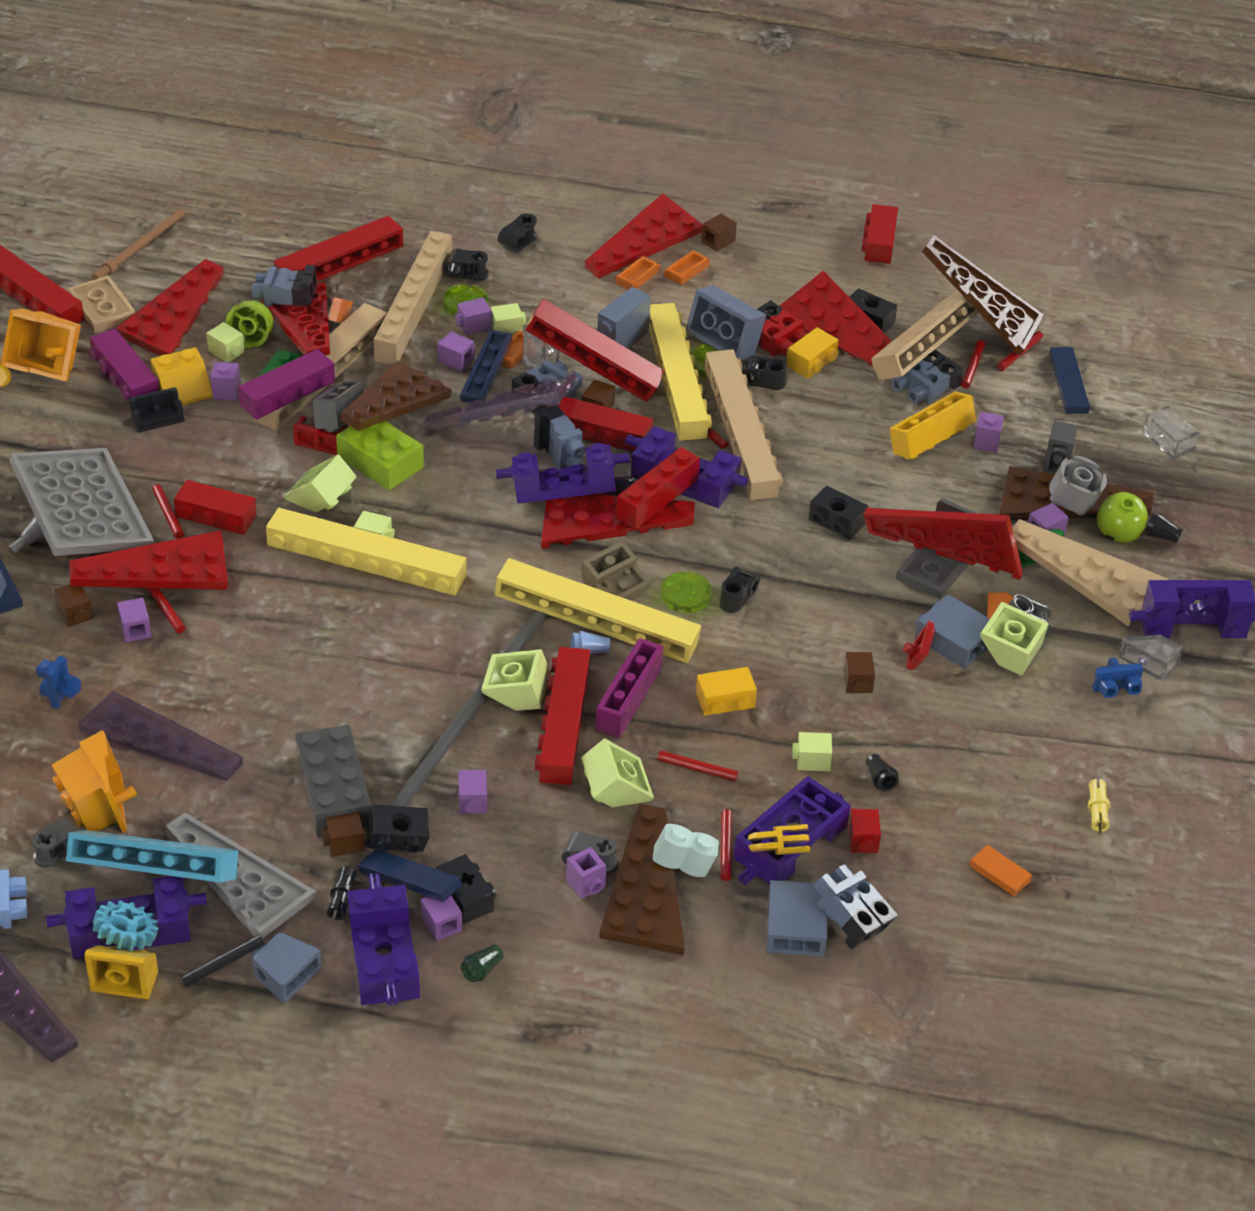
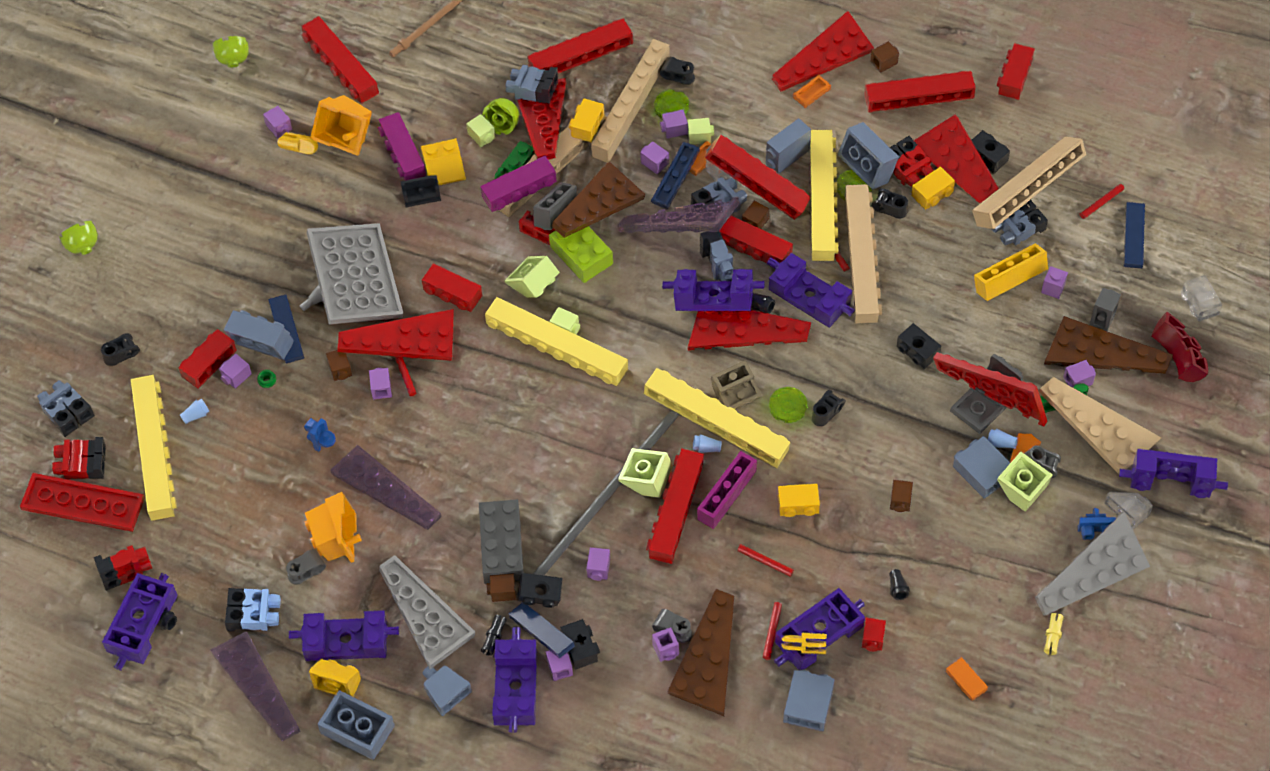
camera: 15 degrees right, 15 degrees up
(102, 303) = (393, 80): tan tile -> none
(125, 925) = (340, 647): medium azure gear -> none
(152, 856) = (365, 593): medium azure brick -> none
(161, 1023) = (356, 725): none -> sand blue brick
(168, 511) = (417, 285): red bar -> none
(173, 312) = (444, 95): red wing -> none
(223, 960) = (404, 680): black bar -> none
(225, 381) = (475, 169): medium lavender brick -> none
(340, 310) = (569, 112): orange tile -> none
(363, 313) = (586, 120): none -> yellow brick
(480, 964) = (579, 706): clear green cone -> none
(519, 232) = (724, 42): black piece -> none
(616, 775) = (704, 563): yellowish green slope -> none
(658, 487) = (782, 312): red brick -> none
(685, 850) = (740, 636): light aqua brick -> none
(687, 267) = (851, 88): orange tile -> none
(770, 261) = (919, 91): none -> red brick
(813, 751) = (851, 561): yellowish green brick -> none
(854, 905) = (849, 700): sand blue hips -> none
(920, 648) = (952, 479): red piece -> none
(973, 363) = (1061, 209): red bar -> none
(973, 598) = (1001, 439): none -> light blue cone
(998, 305) = (1089, 159): reddish brown wing -> none
(1077, 485) = (1108, 347): light grey brick -> none
(1122, 517) = (1140, 377): lime cylinder -> none
(1137, 718) = (1102, 563): none -> light grey wing
(1162, 528) = (1170, 389): black cone -> none
(1168, 487) = (1185, 349): none -> dark red brick

